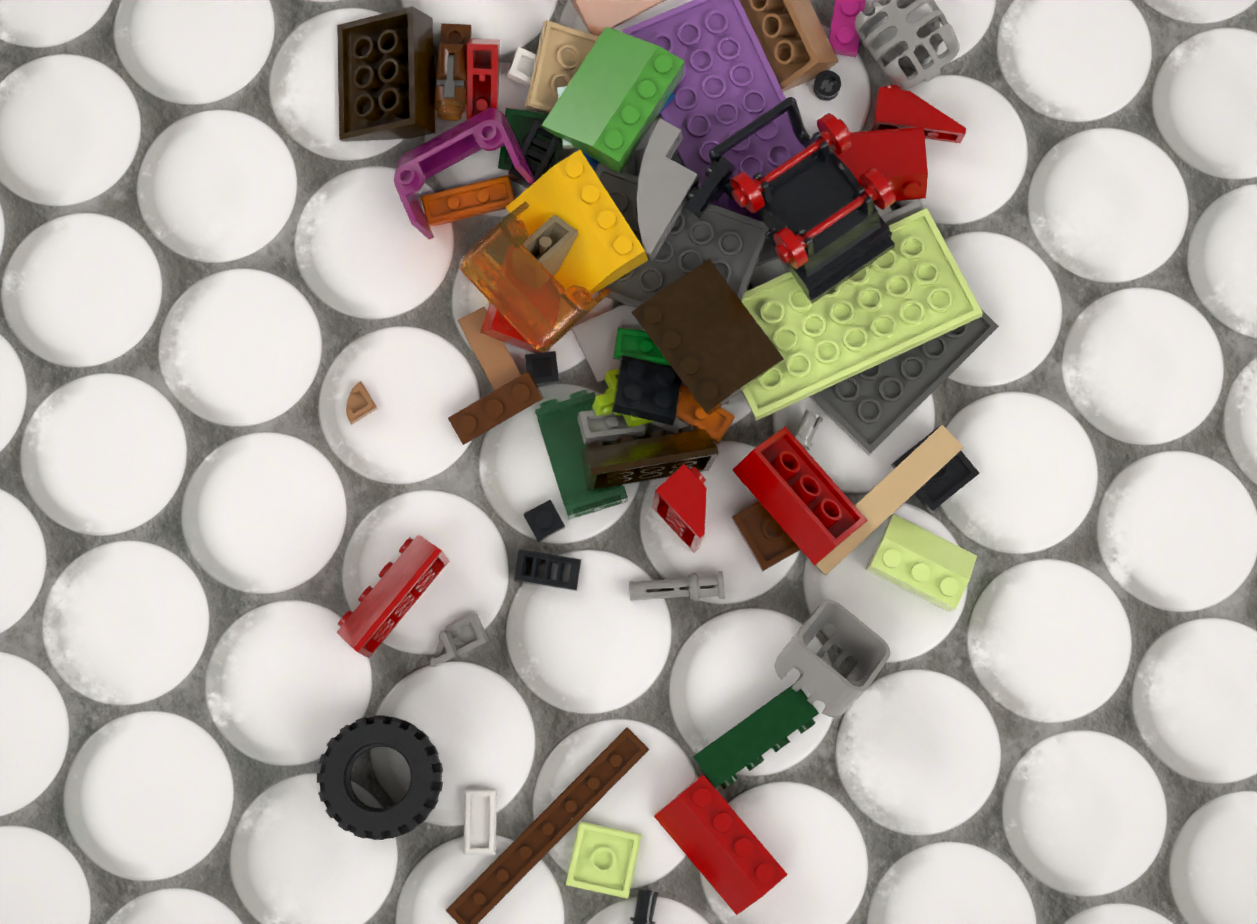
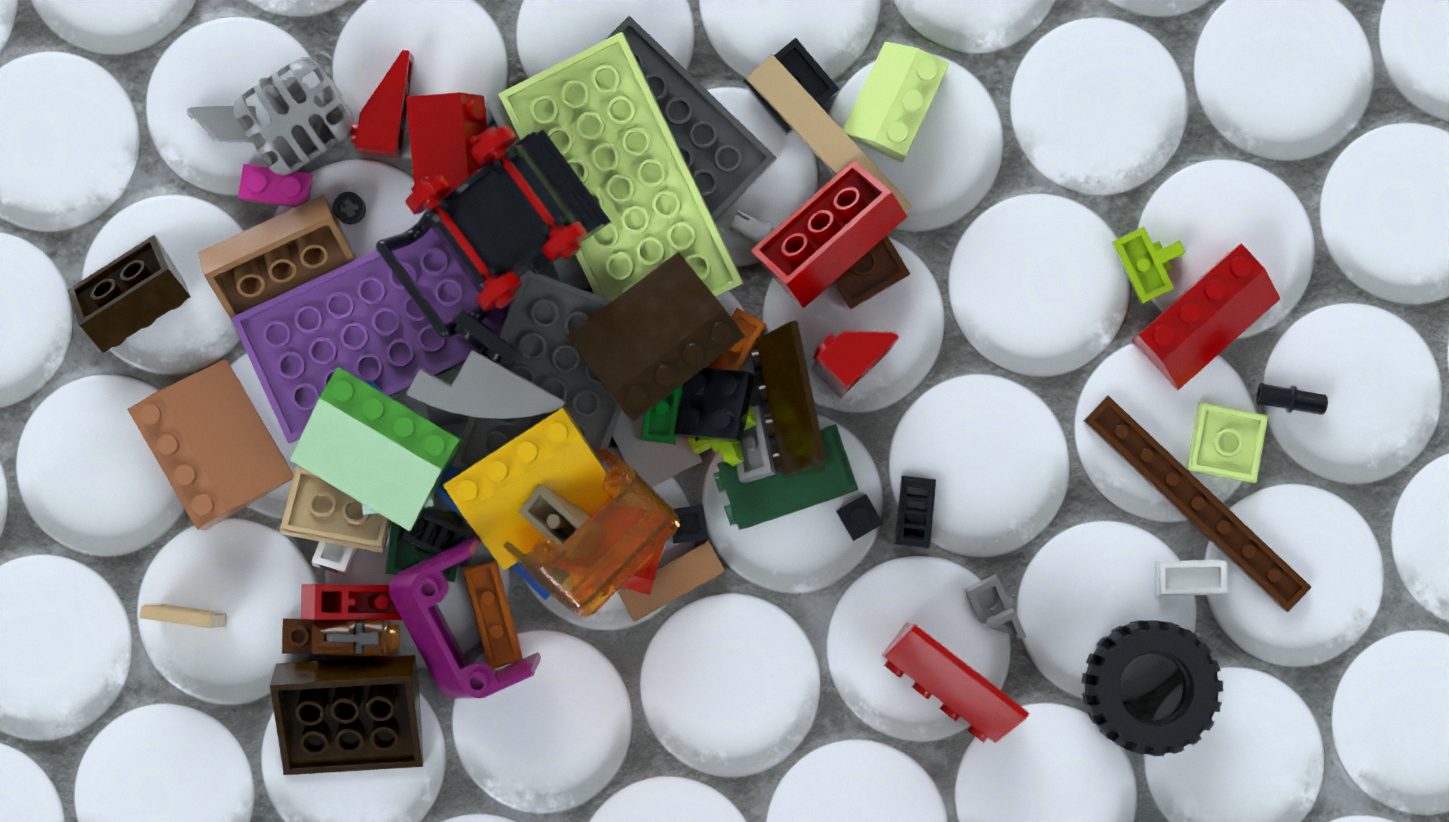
camera: 85 degrees left, 5 degrees up
(359, 403) = (731, 730): medium nougat tile -> none
(496, 408) = (735, 574): reddish brown plate -> none
(639, 591) = (930, 351): light grey pin -> none
(754, 736) = (1091, 280): dark green brick -> none
(770, 789) = (1147, 263): none -> lime hinge
(820, 678) = (1040, 207): light grey piece -> none

